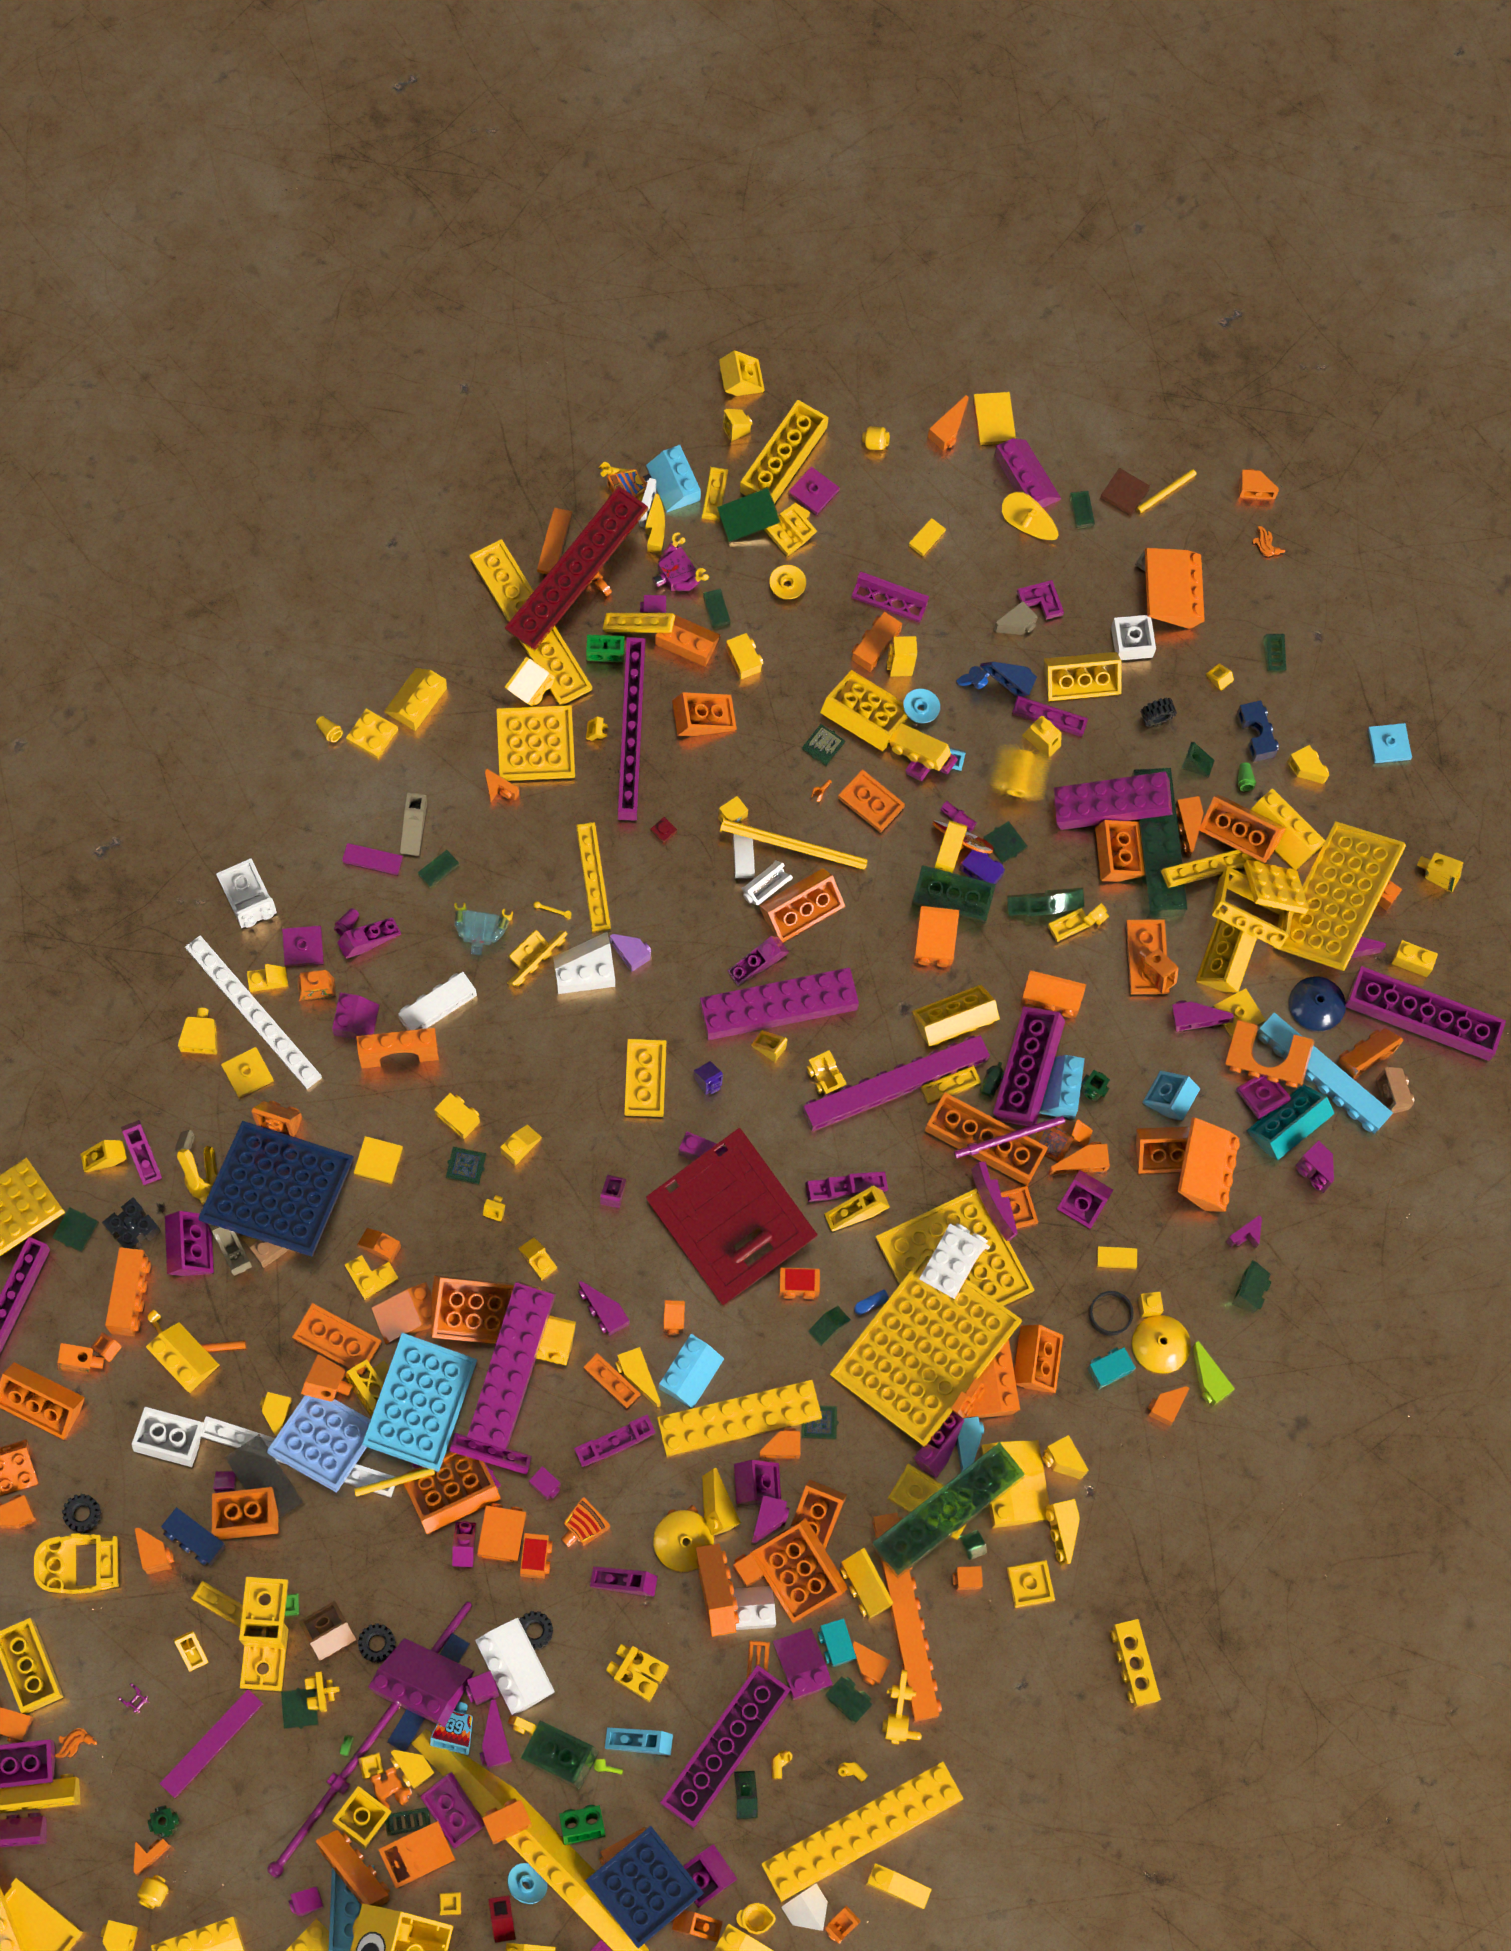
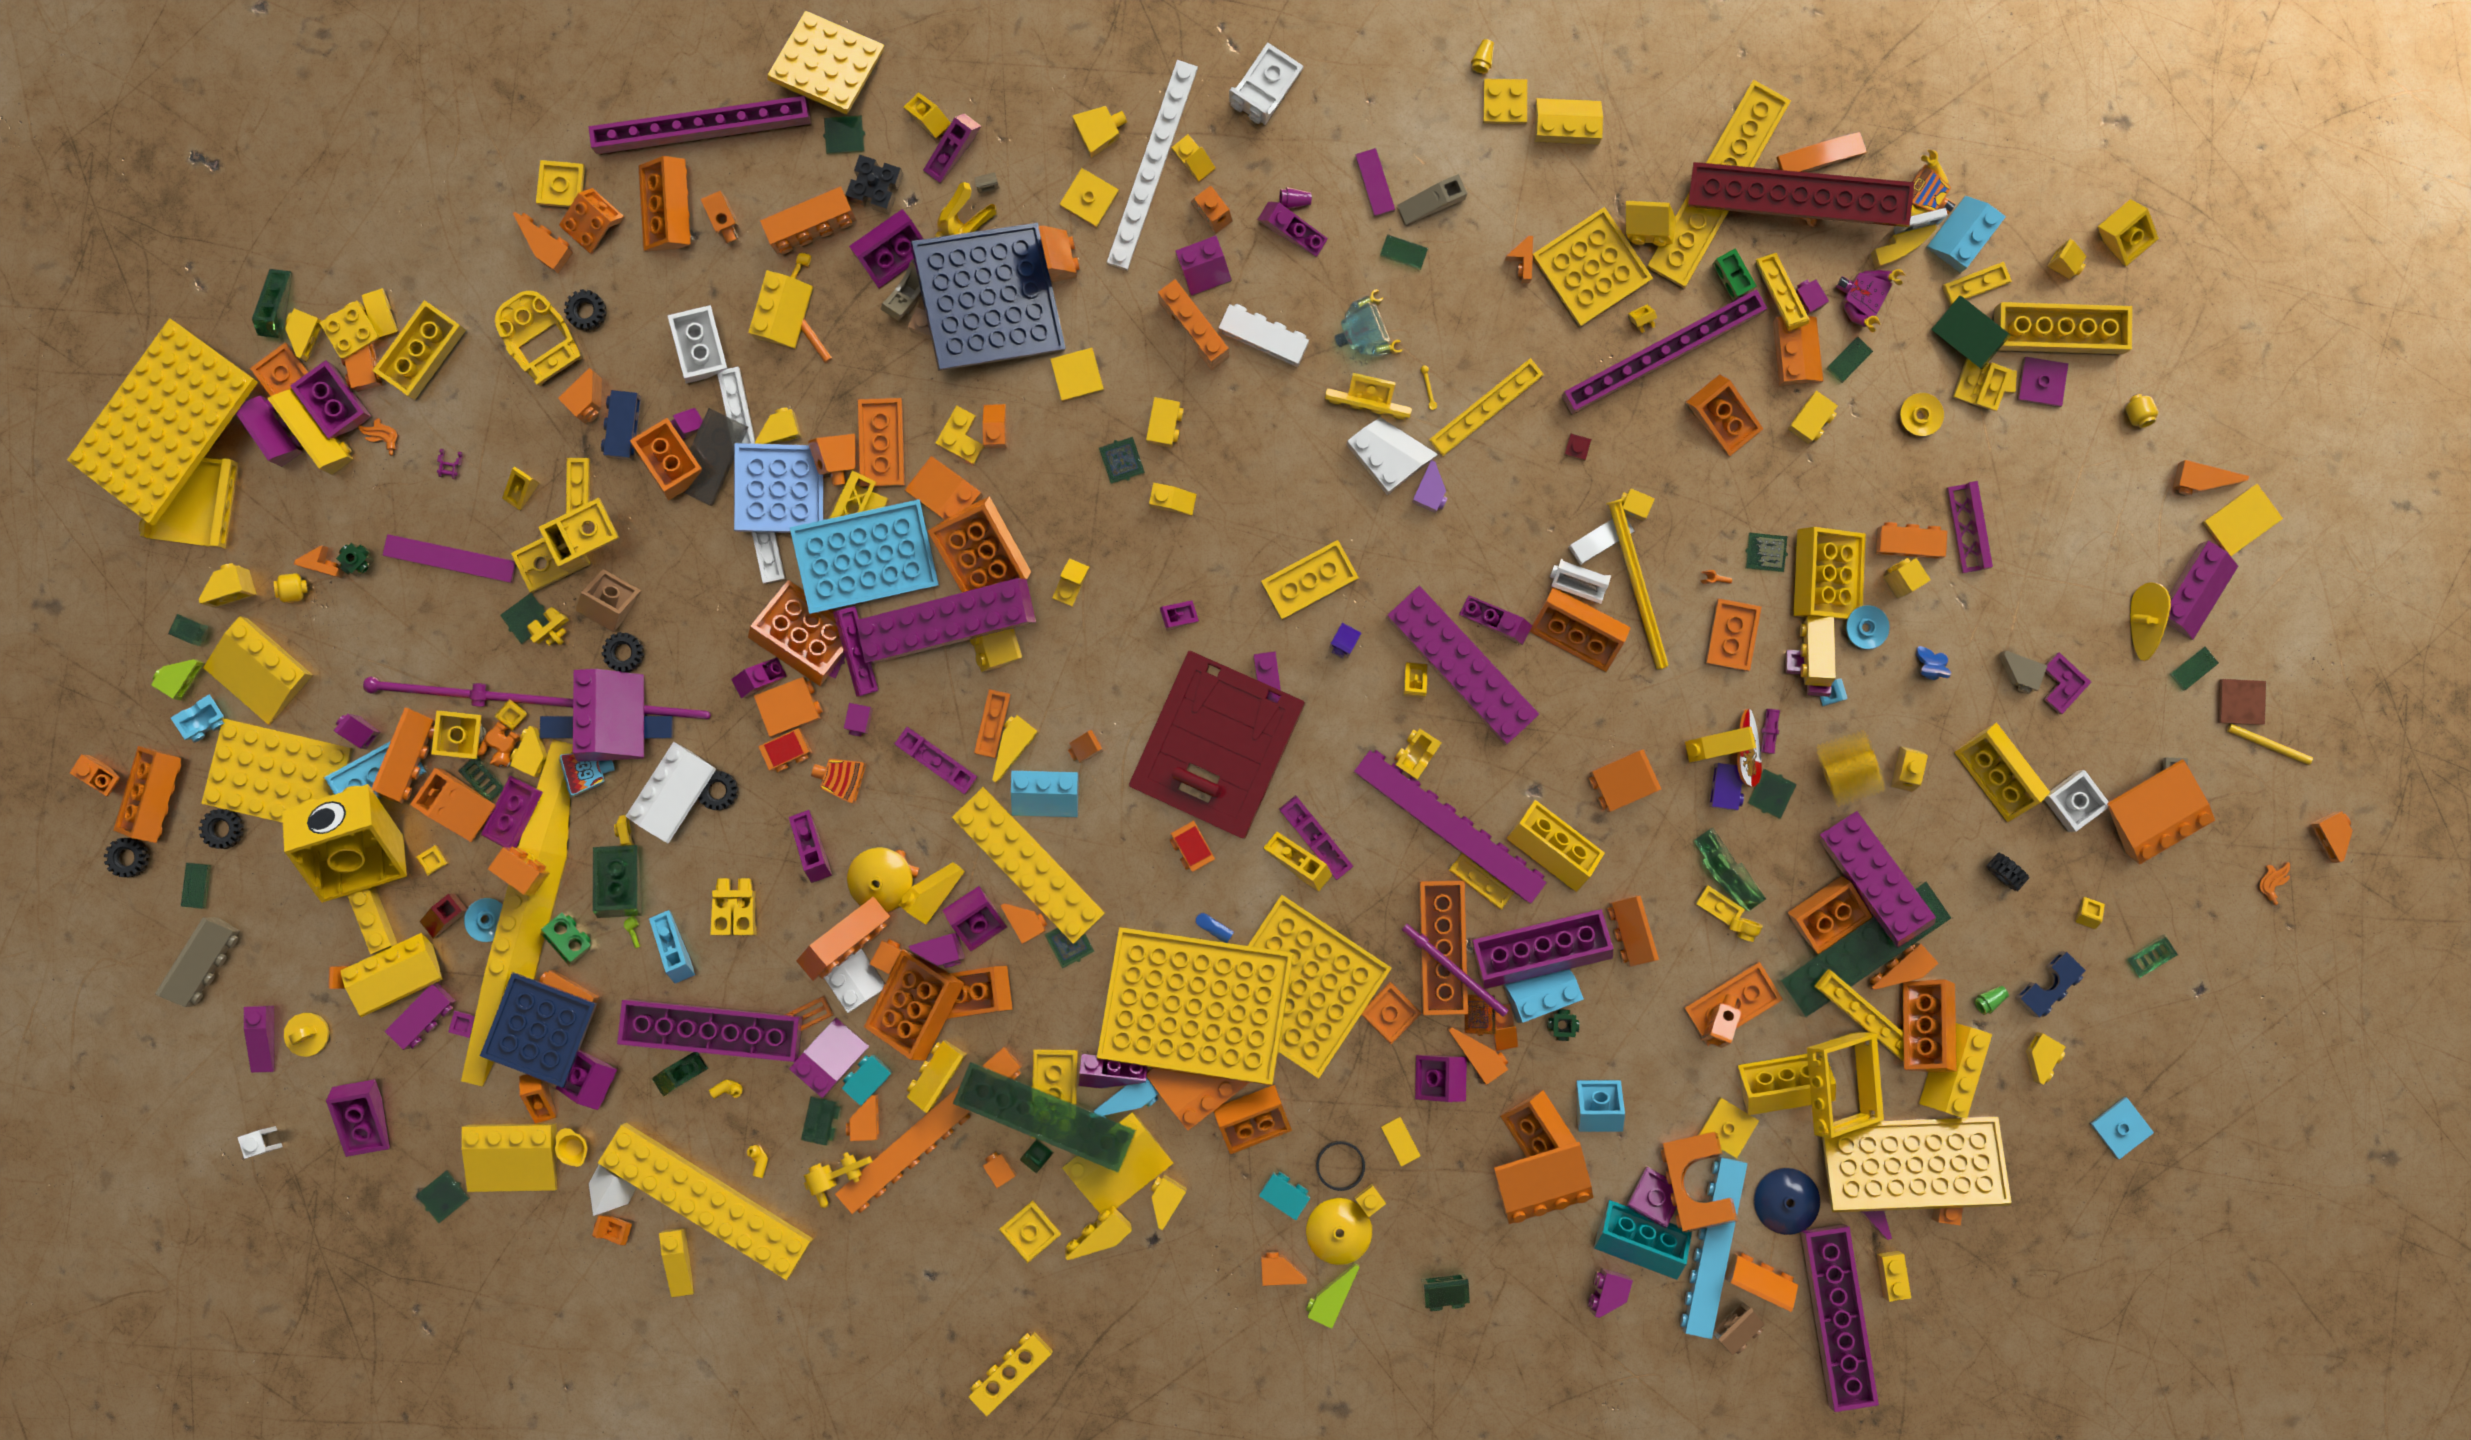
camera: 65 degrees right, 15 degrees up
(106, 1347) = (750, 234): orange slope -> none
(292, 1605) = (613, 552): bright green tile -> none
(302, 946) = (1246, 171): magenta plate -> none
(346, 1746) = (511, 682): bright green tile -> none
(393, 1481) = (771, 572): yellow bar -> none
(482, 1688) = (629, 775): magenta brick -> none
(494, 1209) = (1093, 513): yellow tile -> none
(494, 1743) = (594, 815): magenta slope -> none
(603, 587) = (1801, 232): orange tile -> none
(608, 1311) = (1056, 679): magenta slope -> none
(829, 1325) = (1169, 899): clear green slope -> none
(927, 537) = (2062, 526): yellow tile -> none
(953, 1259) = (1297, 985): white bracket -> none
(955, 892) = (1679, 773): clear green slope -> none
(963, 1404) = (1157, 1075): orange plate -> none
(992, 1080) = (1509, 919): clear green piece -> none
(996, 1206) = (1378, 997): magenta slope -> none
(1015, 678) = (1954, 704): dark blue slope -> none
(1059, 718) = (1938, 763): magenta tile -> none
(1194, 1015) = (1696, 1083): magenta slope -> none
(1198, 760) = (1979, 941): clear green slope -> none
(1250, 1231) = (1506, 1259): magenta slope -> none
(1276, 887) = (1884, 1095): yellow plate -> none
(1442, 870) = (2004, 1262): yellow torso -> none

